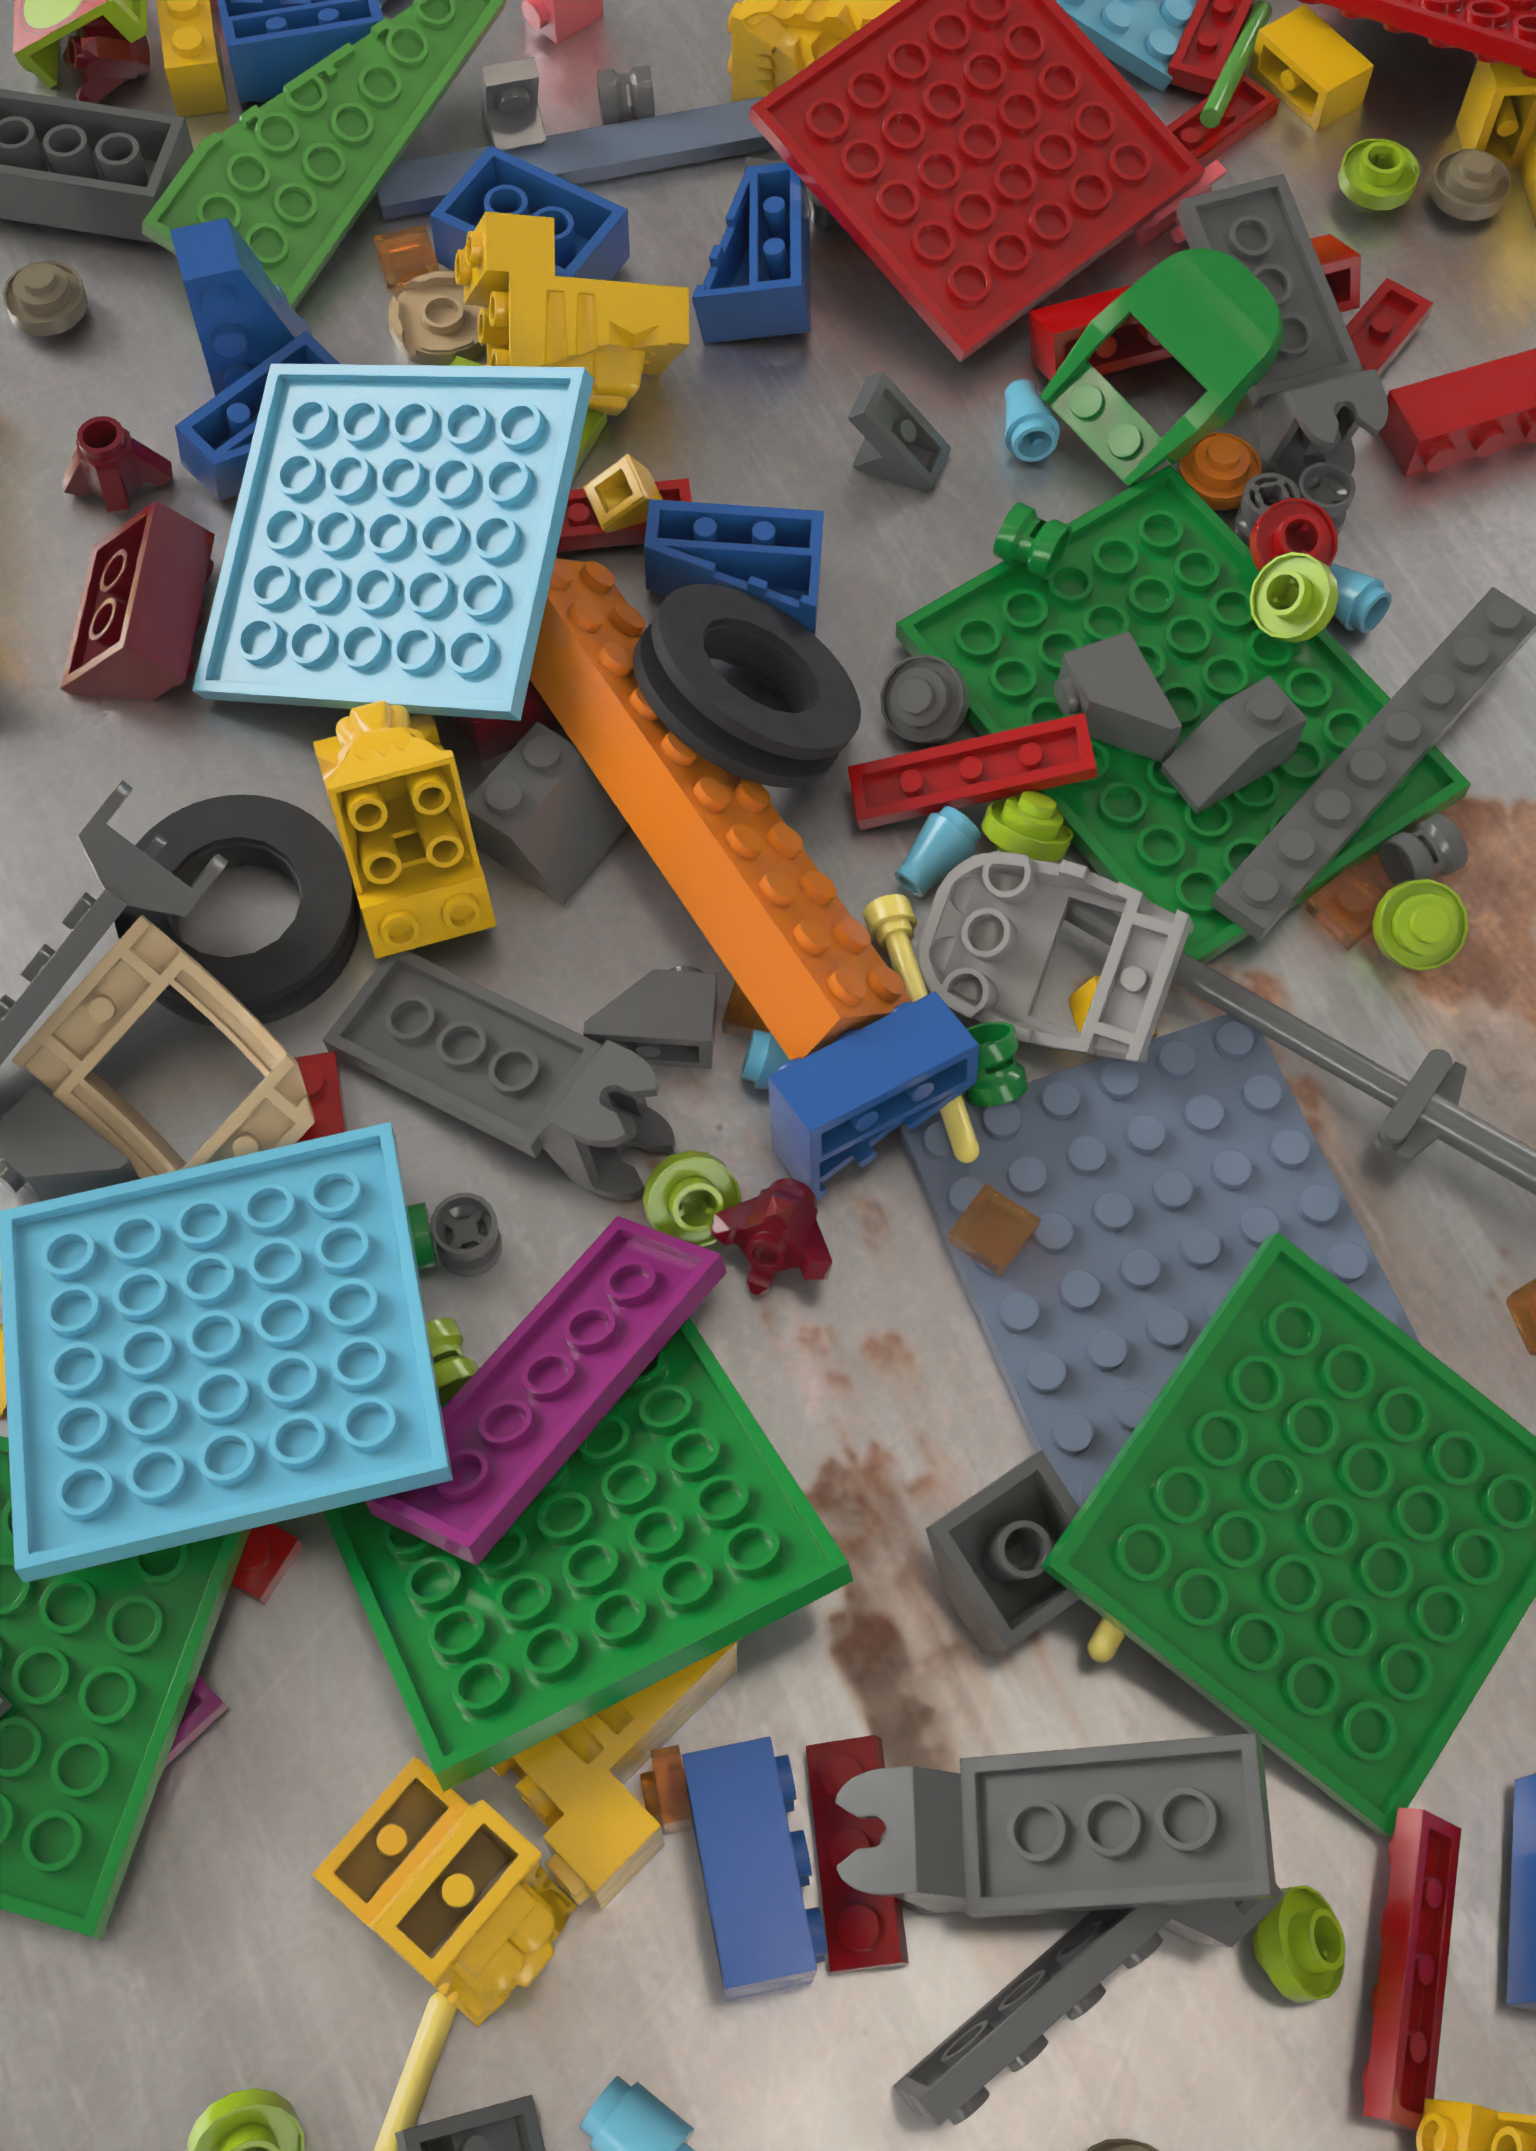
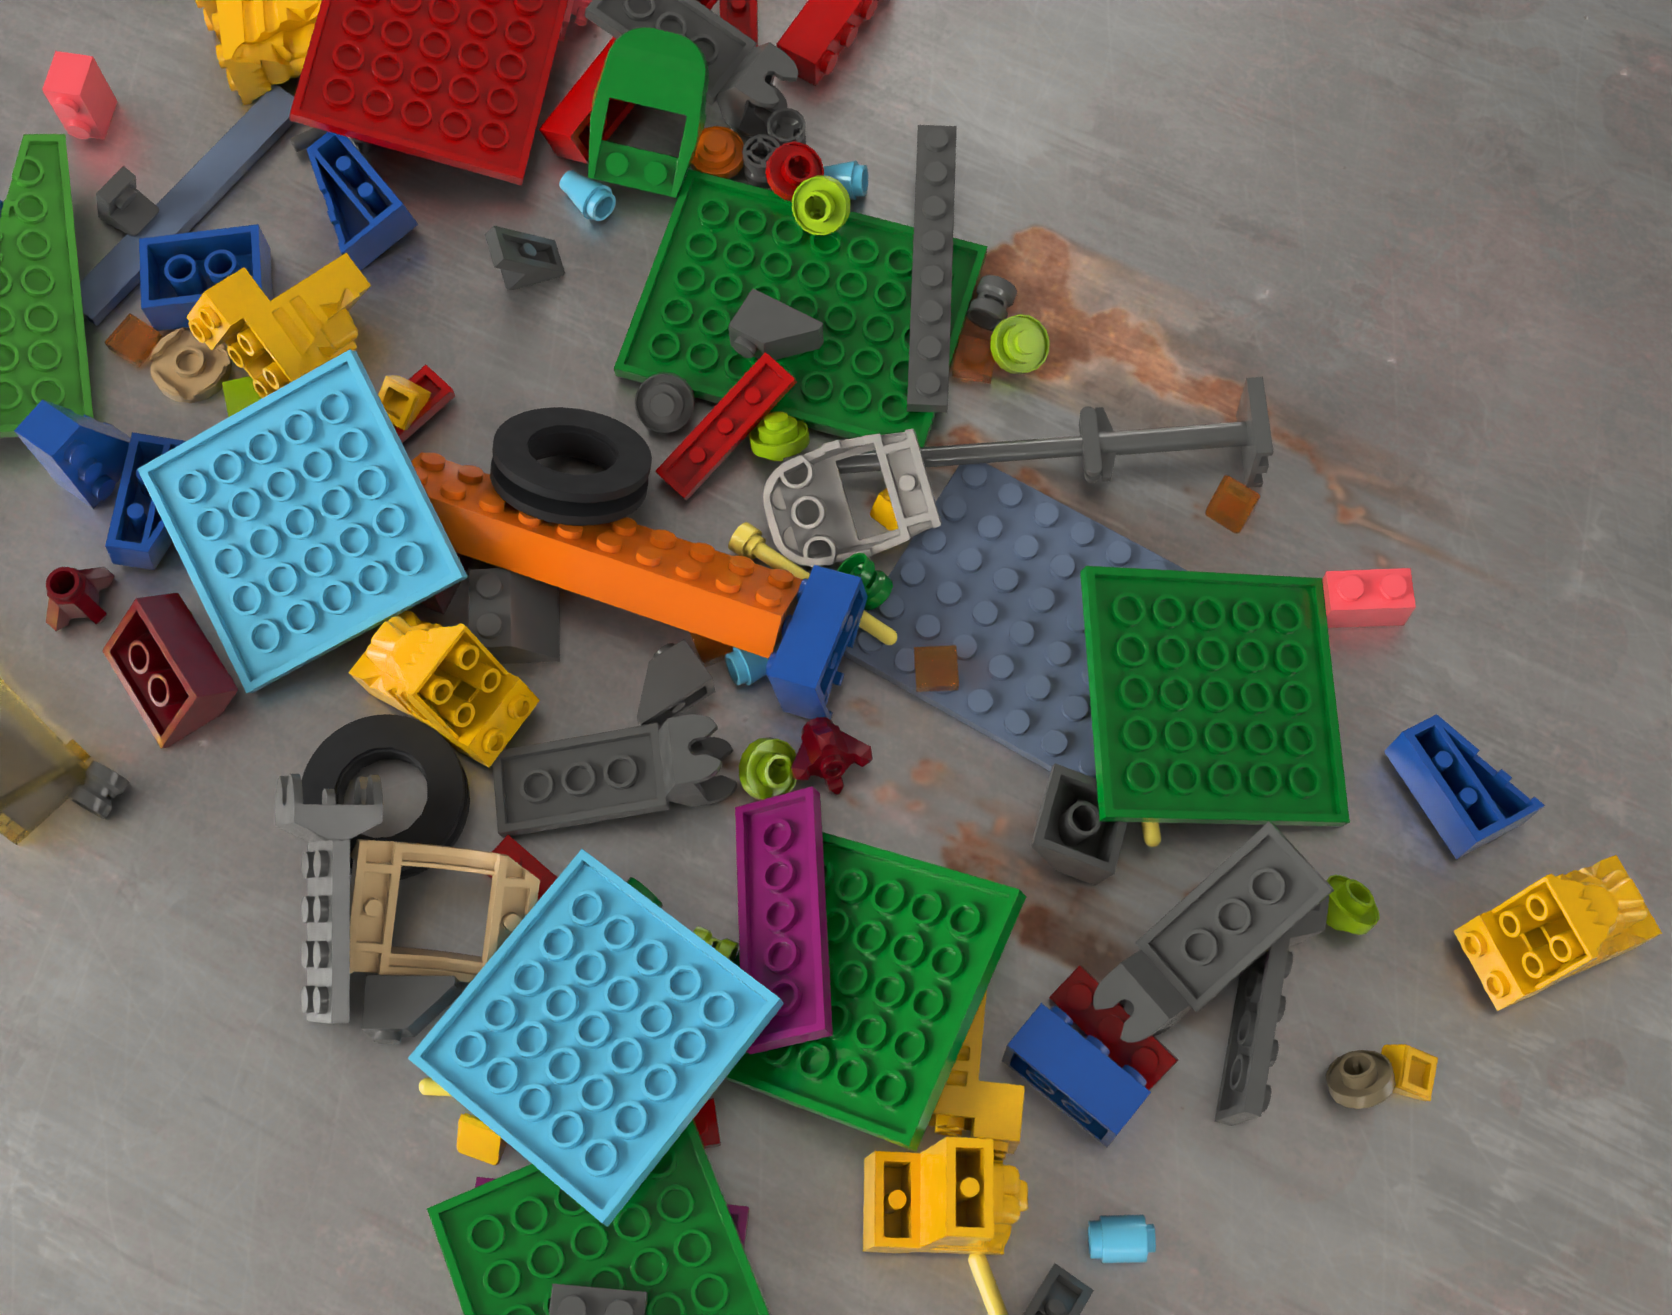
camera: 35 degrees left, 5 degrees up
(464, 1221) = (664, 868): dark grey wheel -> none
(613, 94) = (182, 147): dark grey wheel -> none
(666, 1790) = (1001, 1068): clear orange plate -> none
(737, 547) = (495, 390): blue wedge -> none
(939, 847) = (740, 482): medium azure cone -> none
(1032, 540) = (654, 269): green wheel -> none
(1236, 745) = (855, 313): dark grey slope -> none
(1412, 1969) = (1409, 883): red plate -> none

